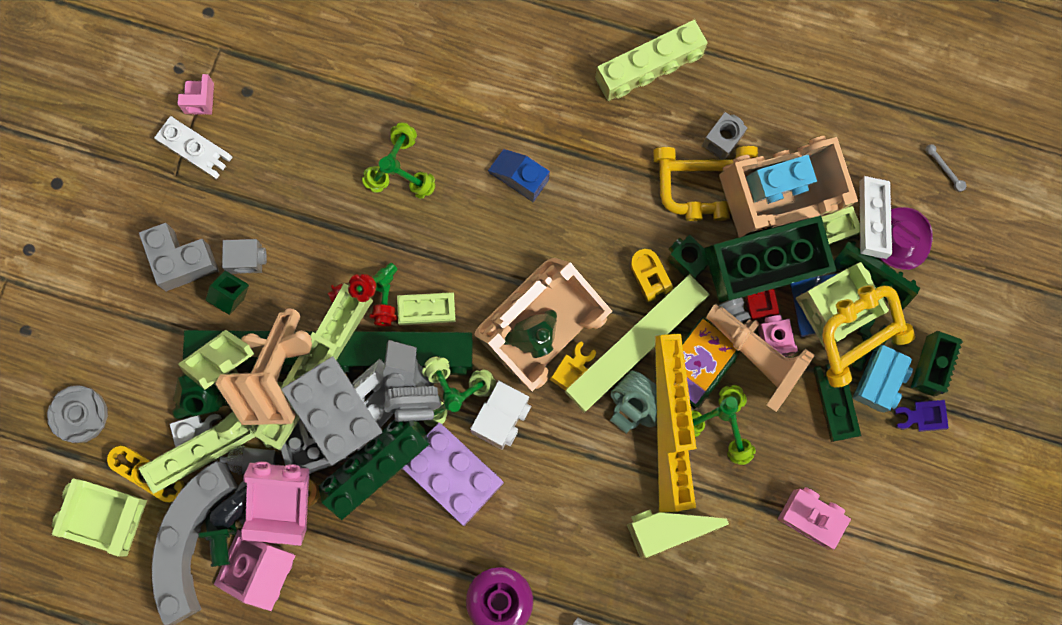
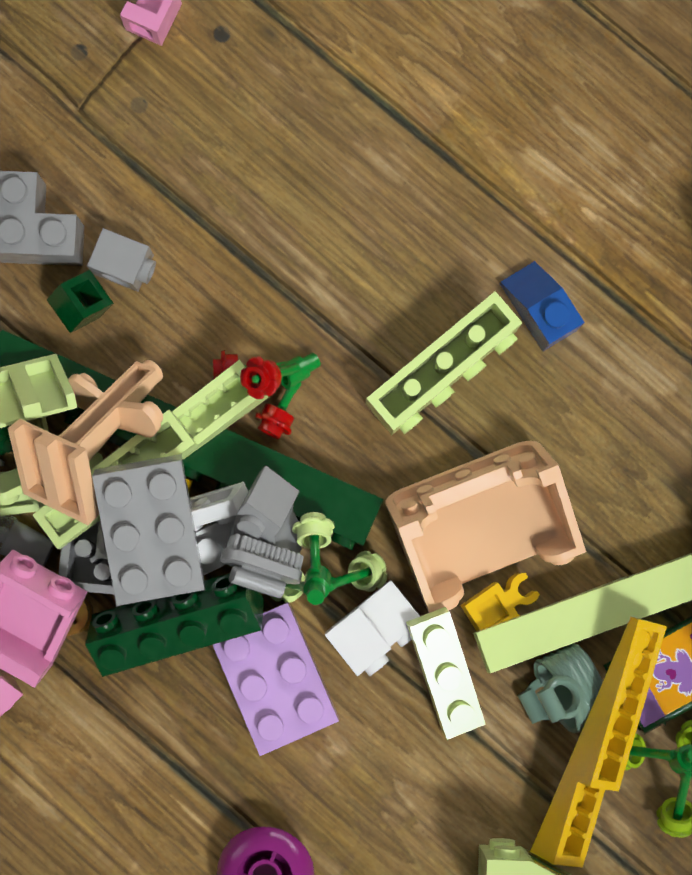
camera: 25 degrees right, 5 degrees up
(192, 147) = (116, 80): white hinge -> none
(377, 177) = (346, 228): lime plant -> none
(426, 308) = (336, 437): yellowish green plate -> none
(473, 234) = (444, 362): none -> yellowish green brick
(534, 334) = (467, 537): dark green rock -> none
(558, 424) = (446, 673): none -> plate
(645, 265) = (659, 505): yellow plate -> none

